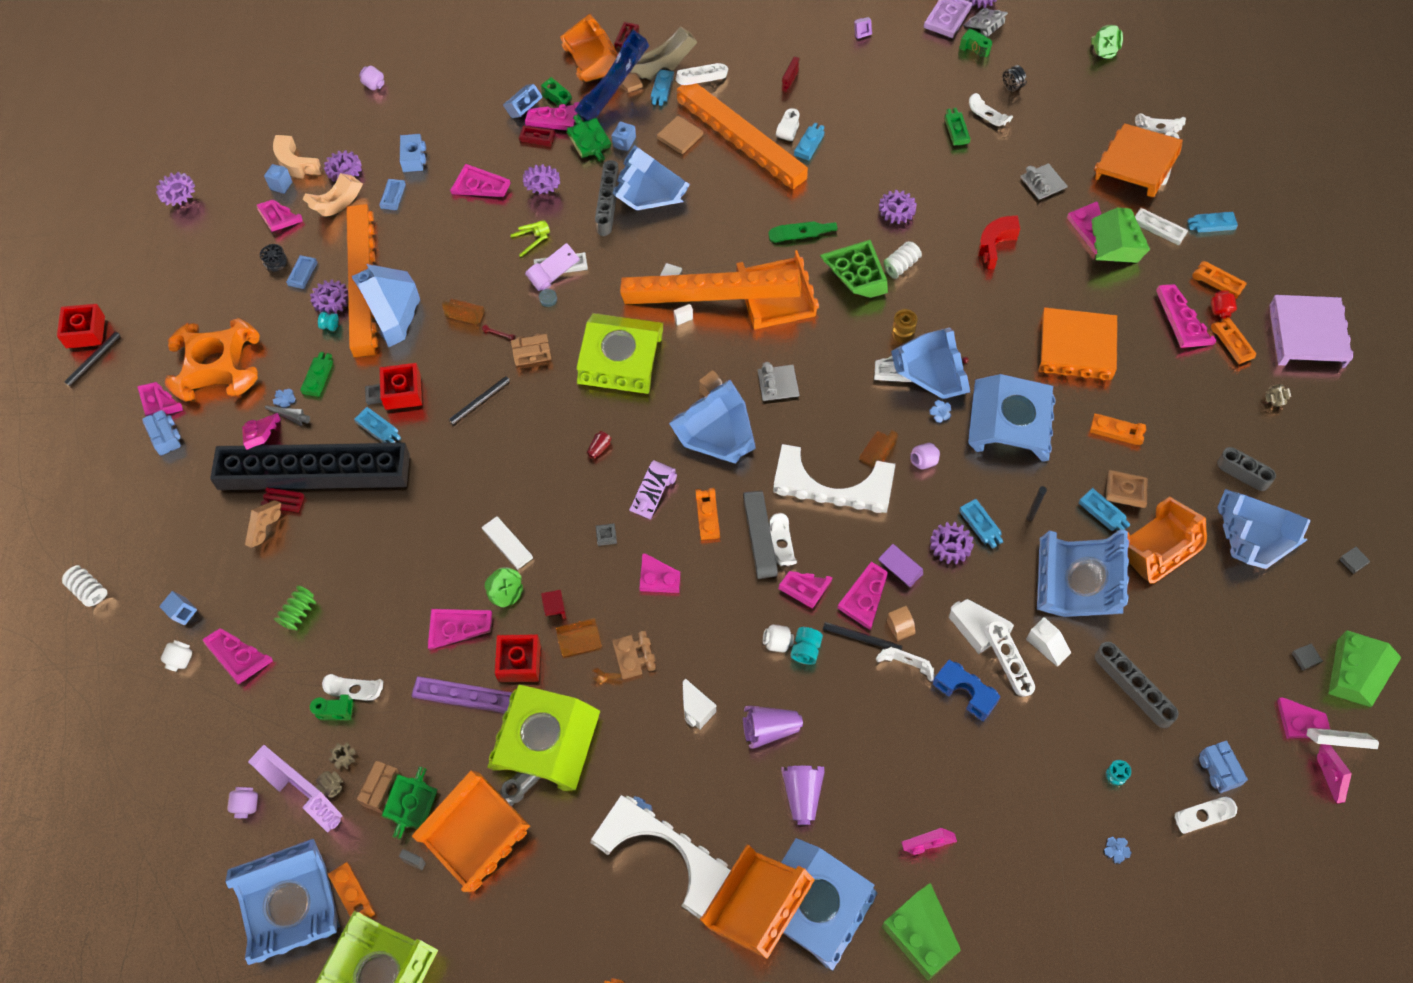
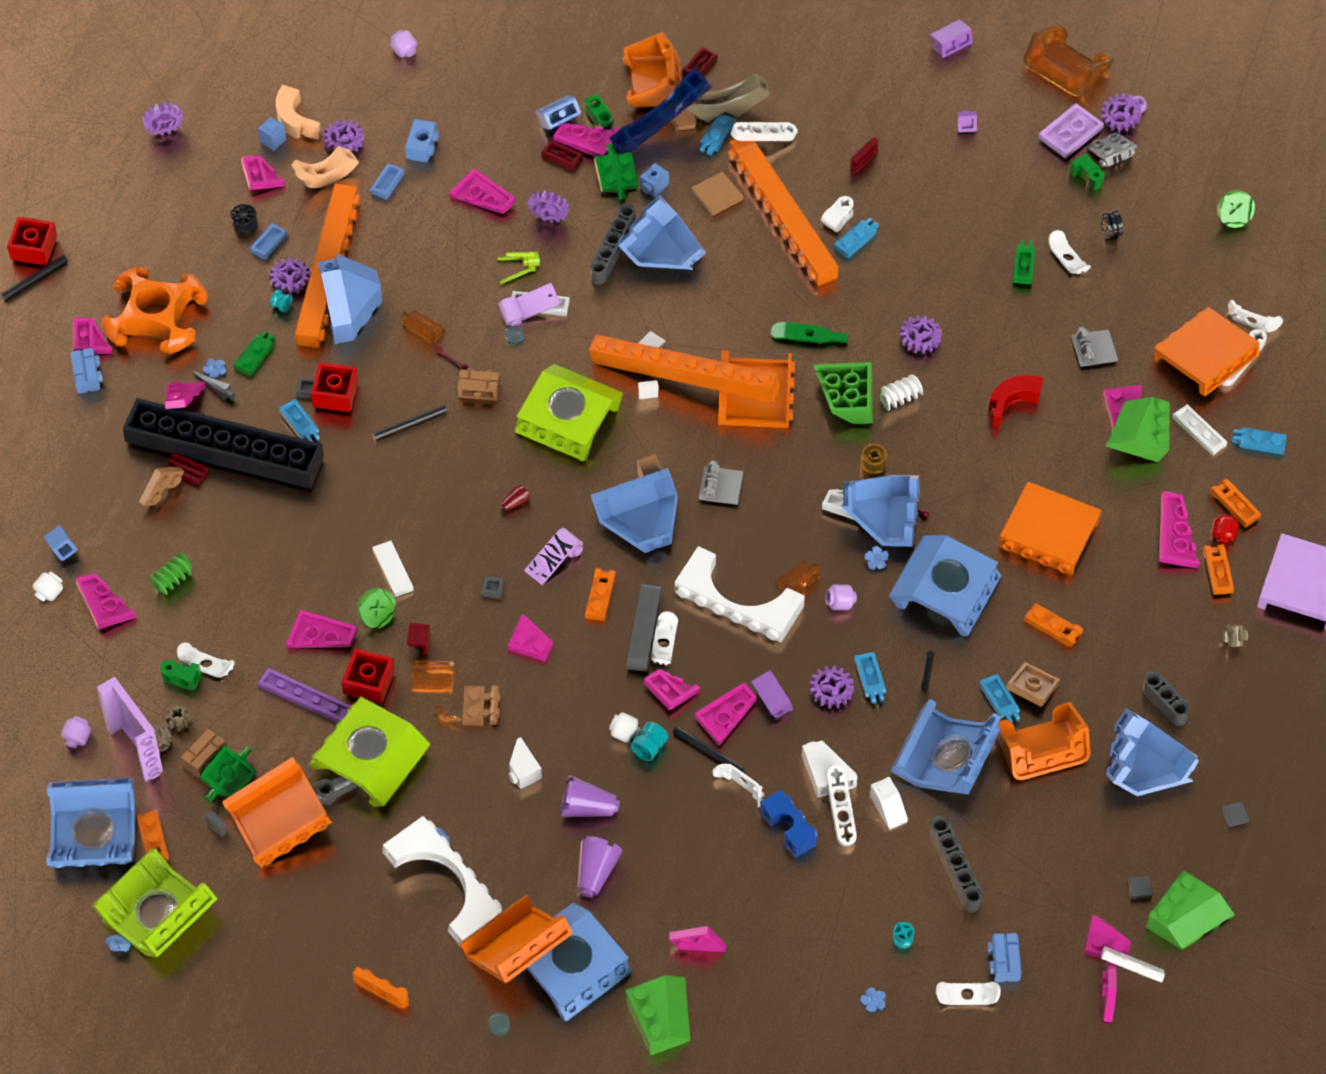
camera: 15 degrees right, 5 degrees down
(901, 623) = (750, 747): medium nougat brick -> none

